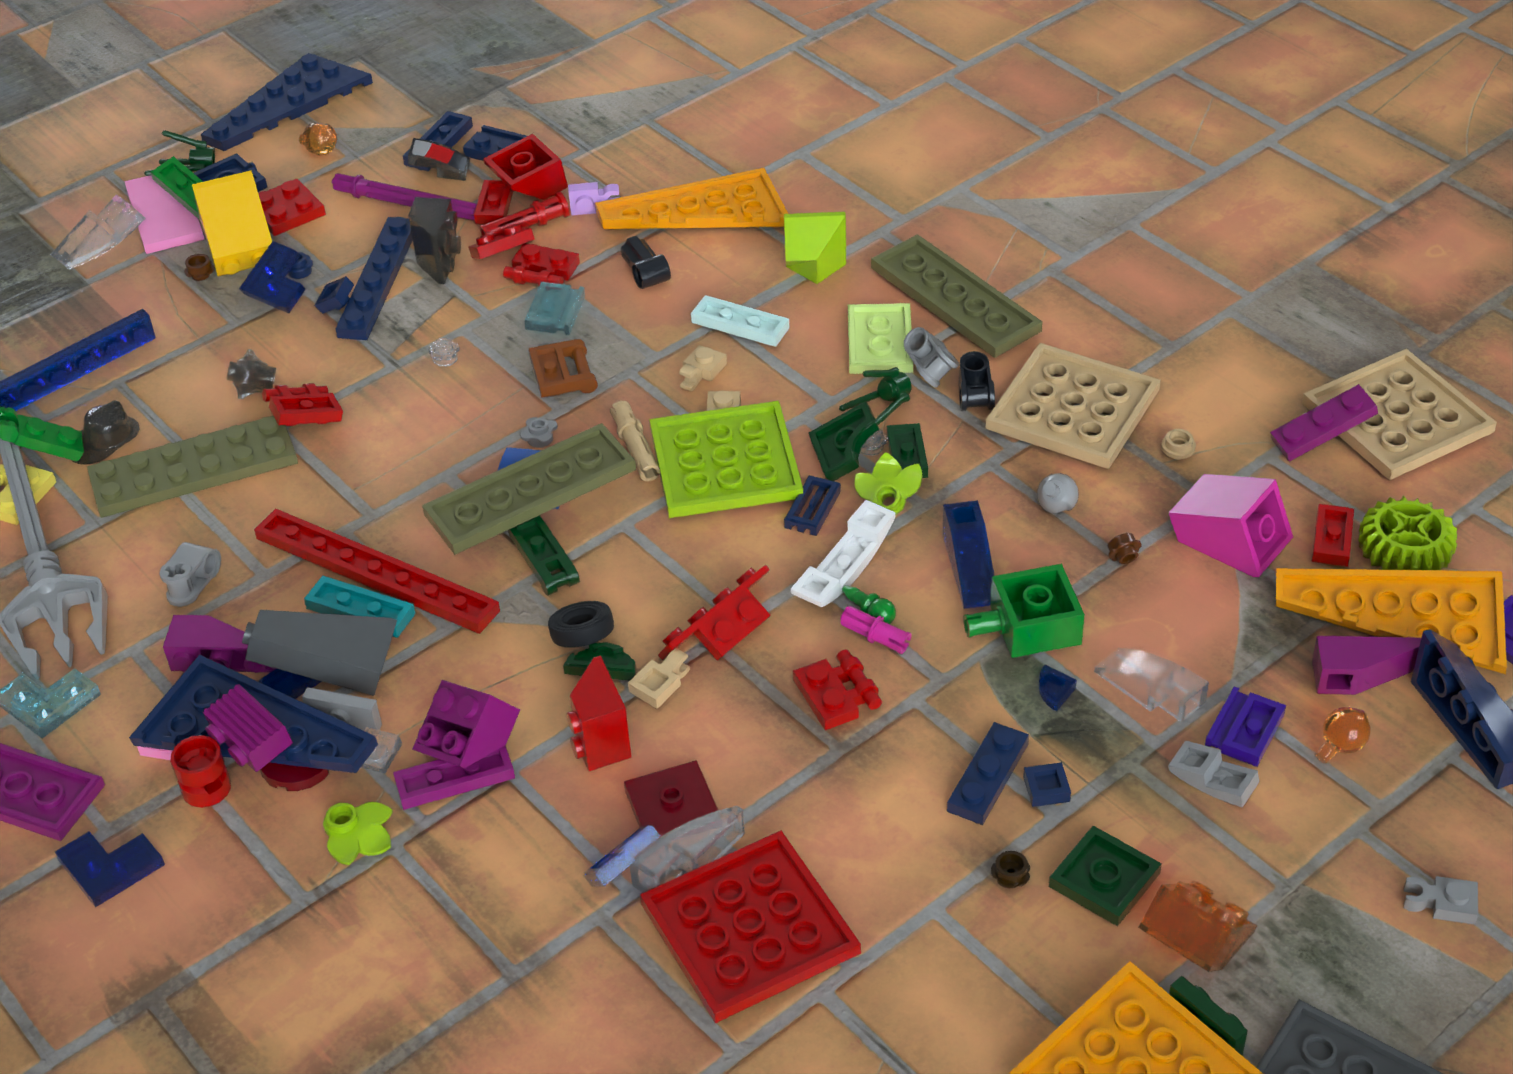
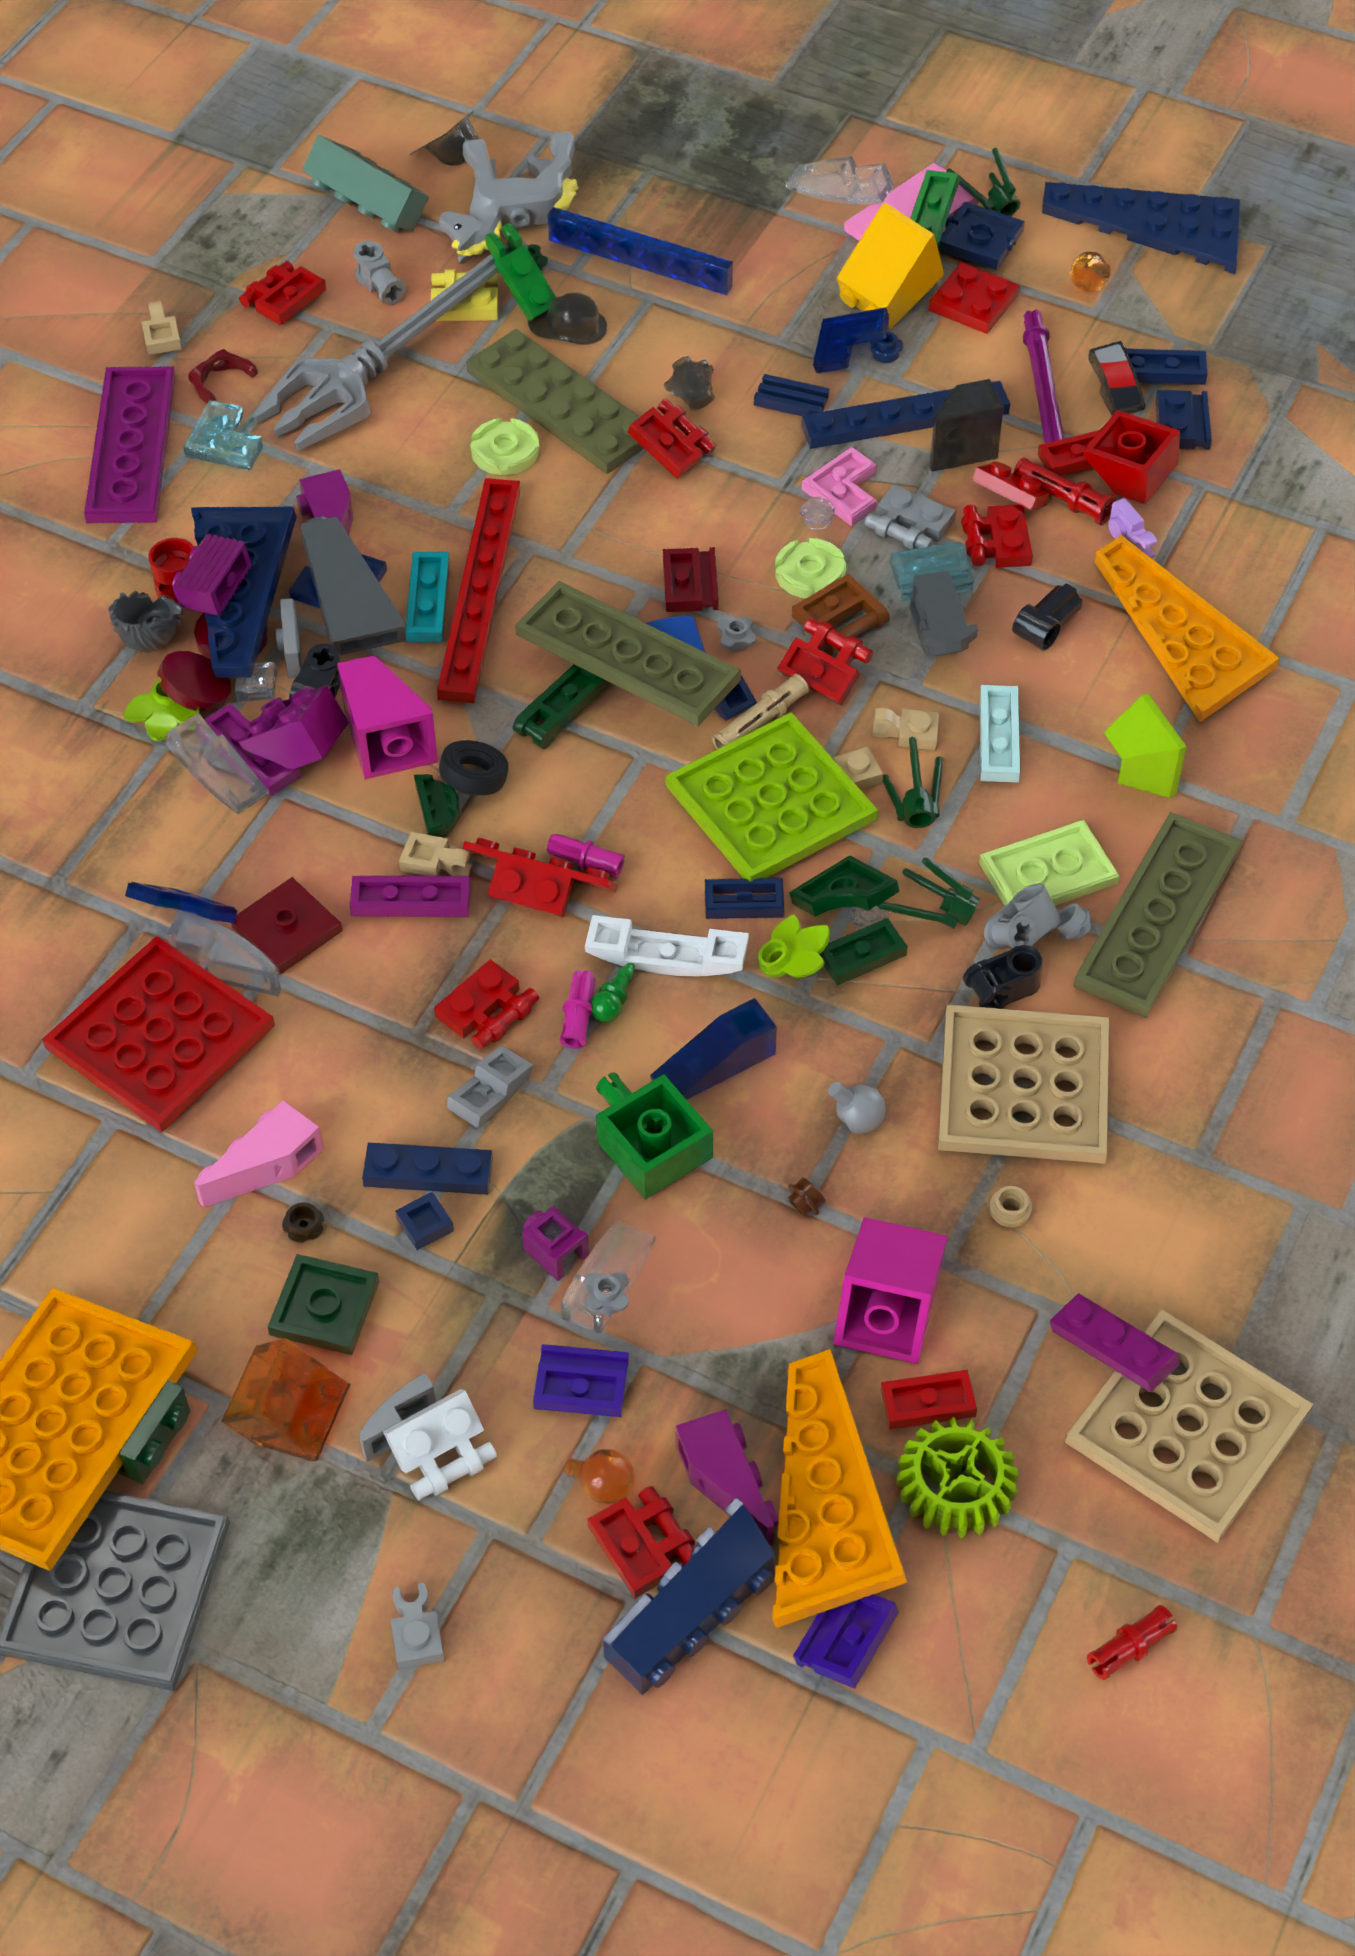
camera: 65 degrees right, 10 degrees up
(106, 874) = (60, 565): clear blue tile -> none
(189, 572) = (416, 458): light grey piece -> none
(198, 267) = (830, 274): reddish brown plate -> none
(216, 514) = (504, 446): none -> yellowish green tile
(250, 806) = (145, 623): none -> dark grey hair
(306, 331) = (790, 396): none -> dark blue tile
(334, 295) = (848, 393): dark blue plate -> none
(351, 790) = (191, 681): none -> dark red tile
(405, 700) = (319, 670): none -> black piece
(418, 334) = (839, 484): none -> bright pink tile
(456, 804) = (215, 764): none -> clear slope
(463, 440) = (690, 579): none -> dark red plate
(489, 305) = (910, 518): none -> light grey plate
(495, 656) = (385, 719): none -> dark pink slope
(498, 373) = (808, 566): none -> yellowish green tile
(598, 719) = (346, 820): red slope -> none
(612, 312) = (939, 615): none -> dark grey piece
(623, 386) = (822, 672): none -> red plate
(694, 706) = (410, 896): none -> magenta plate
(716, 581) = (586, 854): none -> dark pink axle
(782, 377) = (918, 806): none -> dark green plant
(922, 710) = (493, 1084): none -> light grey slope
(925, 866) = (266, 1155): none -> bright pink slope
(945, 328) = (1074, 922): none -> light grey plate
(1055, 687) = (572, 1193): clear blue tile -> none
(1106, 705) = (551, 1238): none -> magenta window
(1193, 666) = (606, 1302): none -> light grey plate
(1206, 771) = (505, 1369): light grey slope -> none
(1243, 856) = (401, 1405): none -> light grey slope
(1282, 826) = (432, 1433): none -> white plate
(1409, 737) = (632, 1547): none -> red plate

